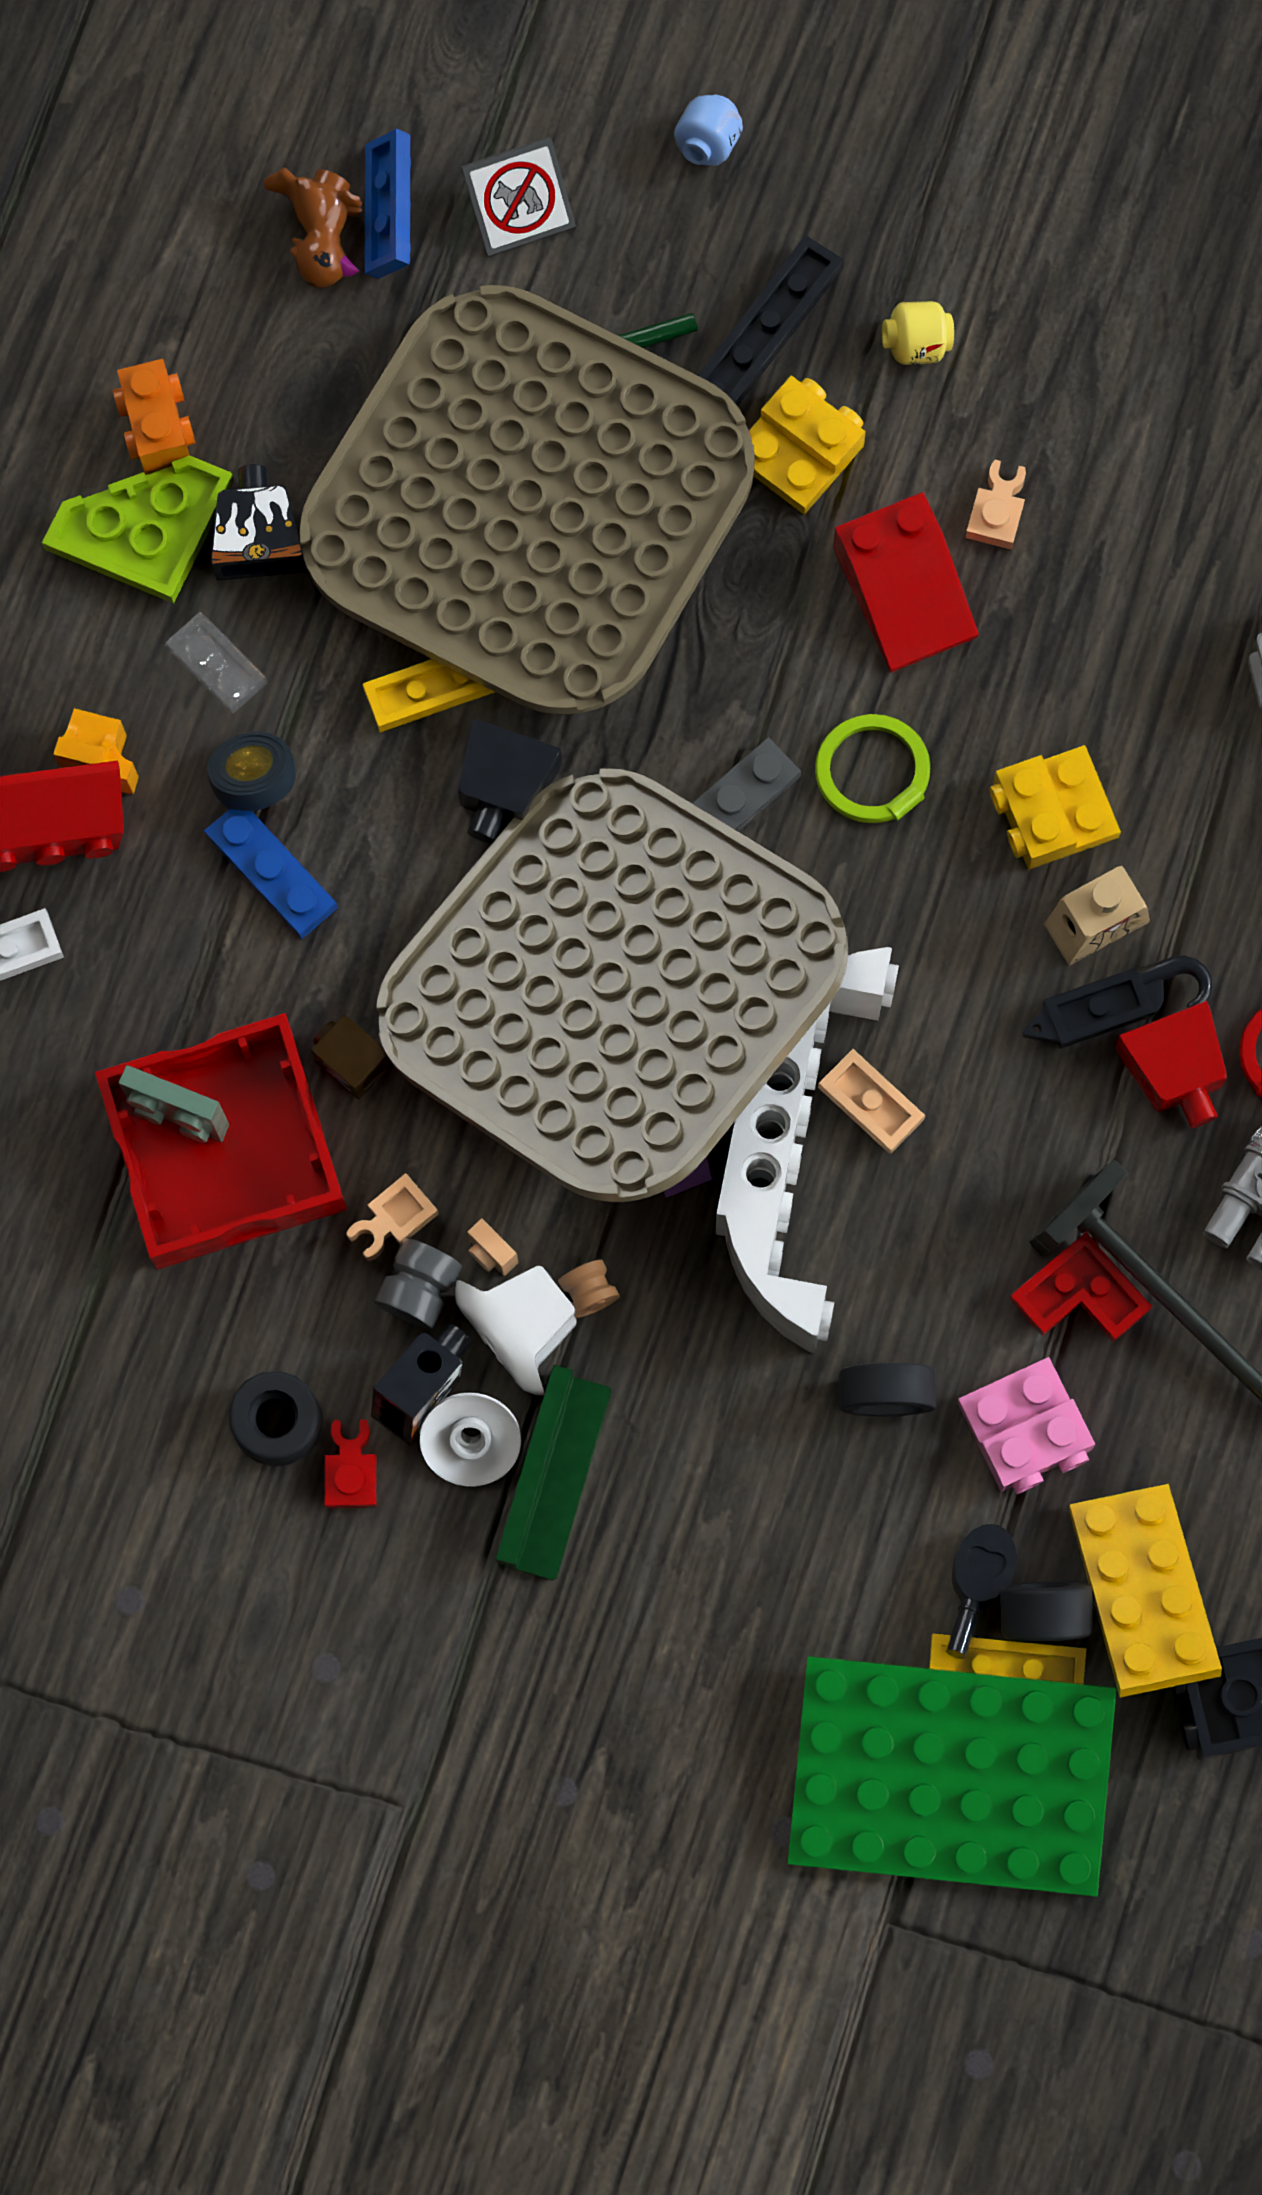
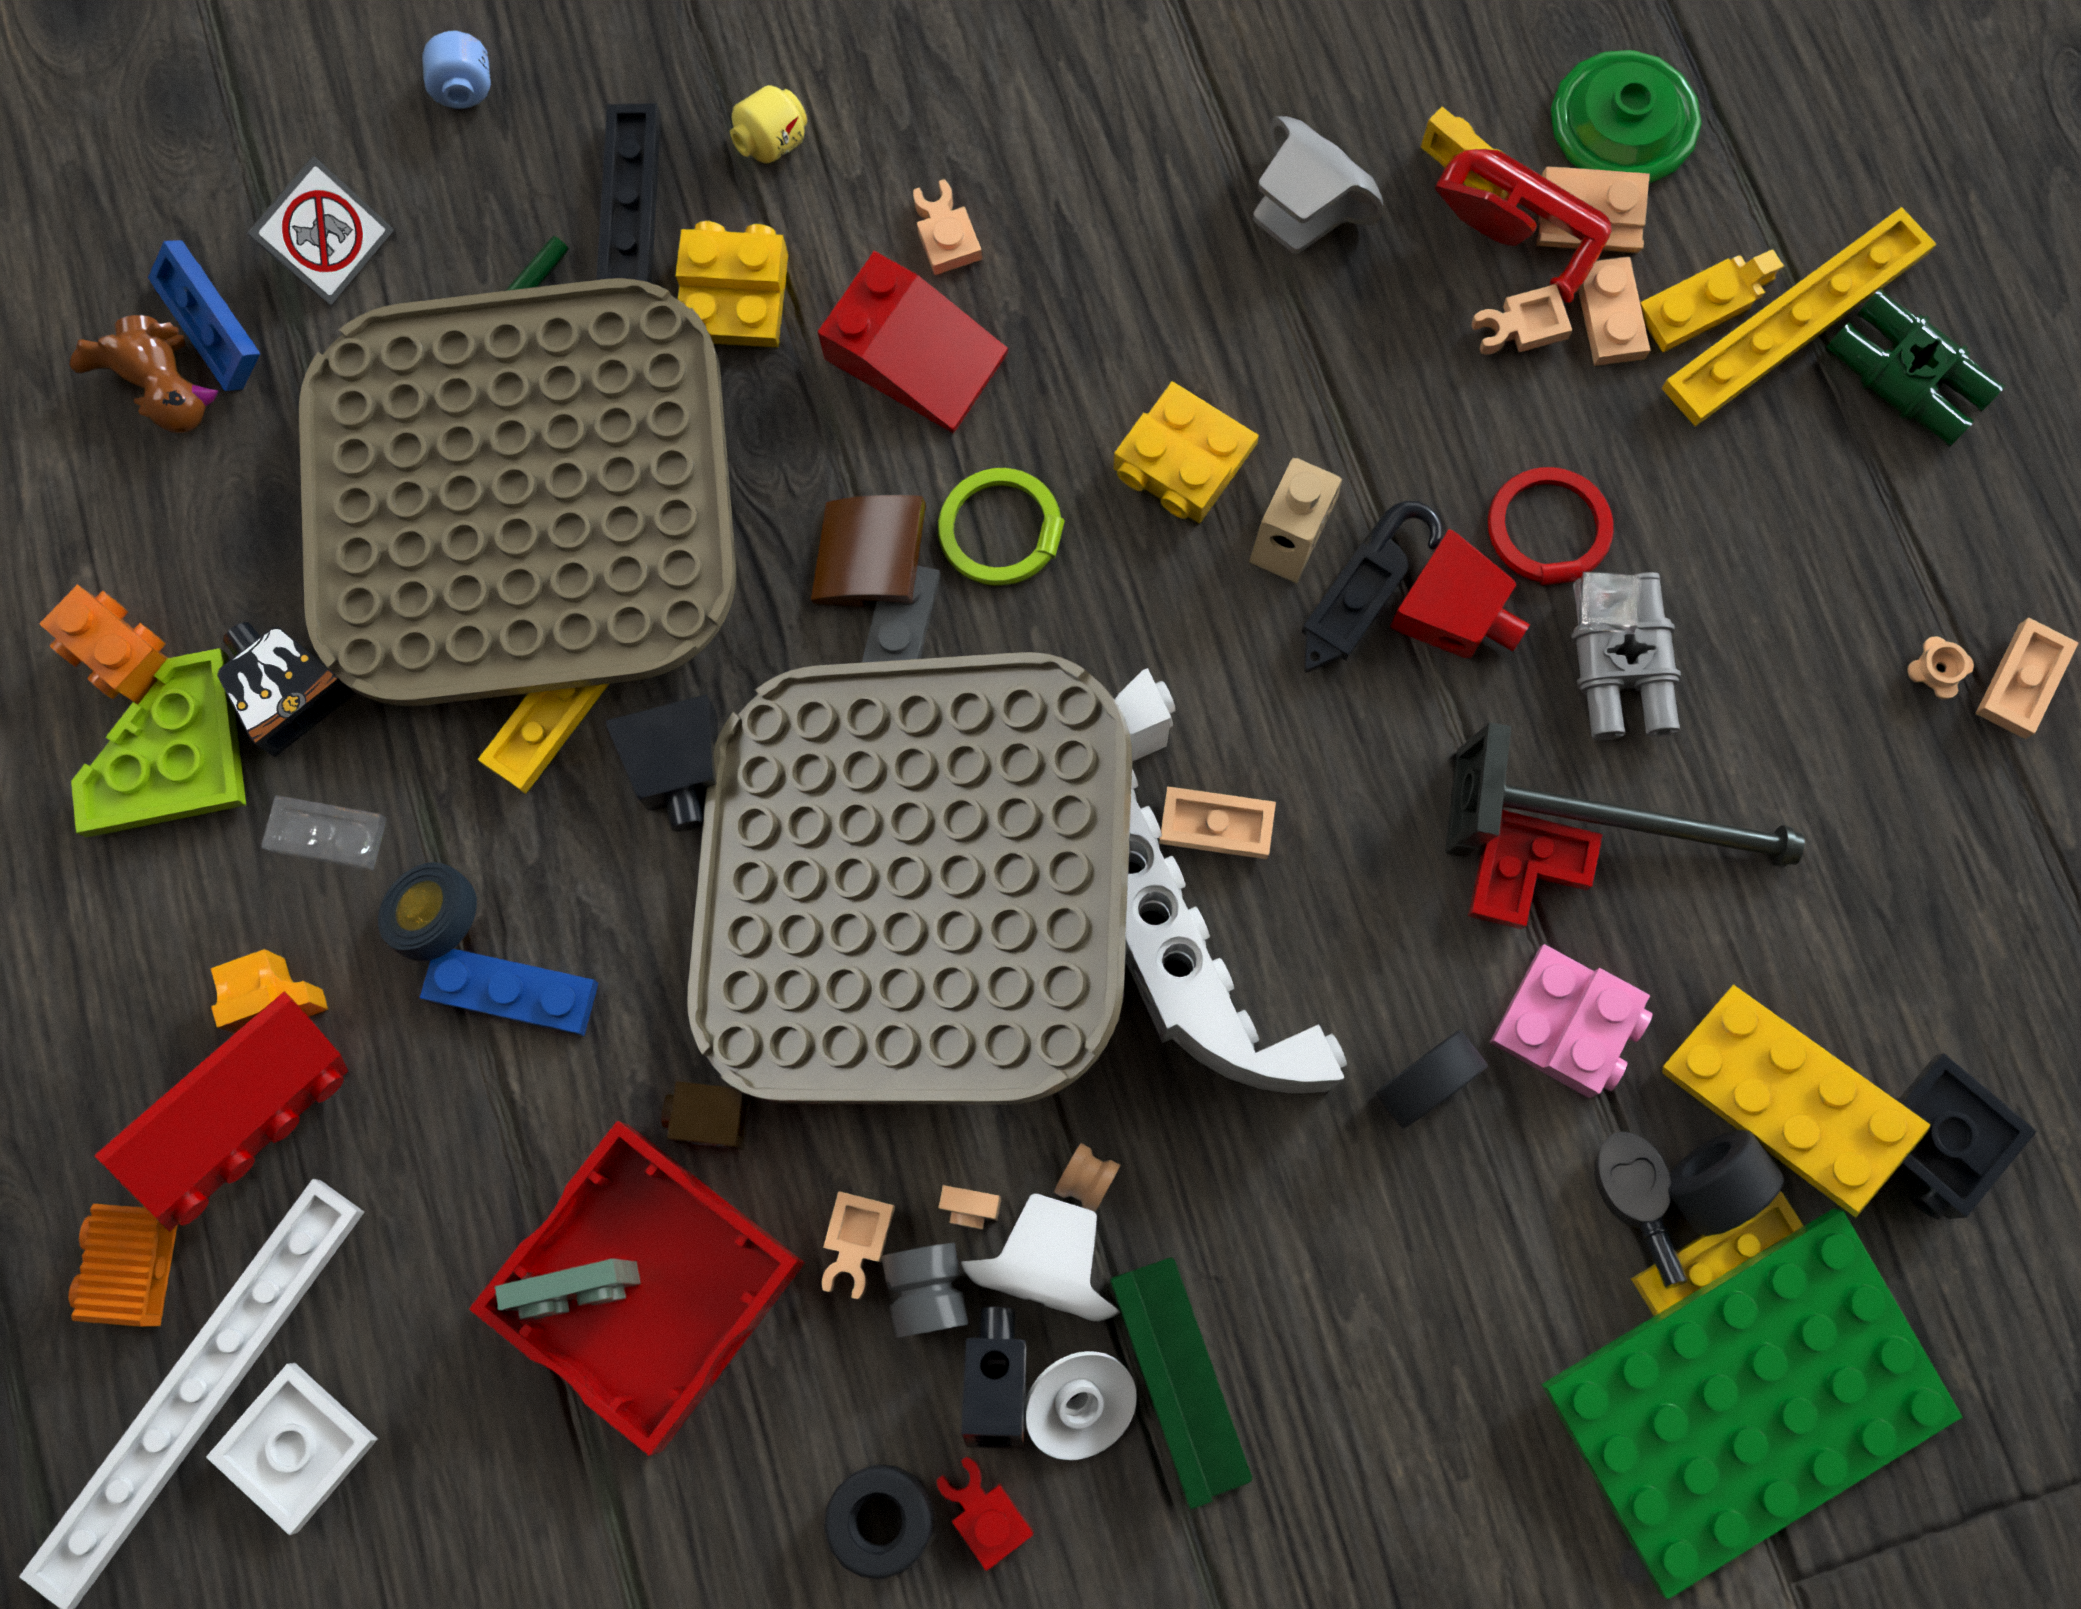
camera: 35 degrees left, 0 degrees up
(759, 720) = (869, 550): none -> reddish brown slope

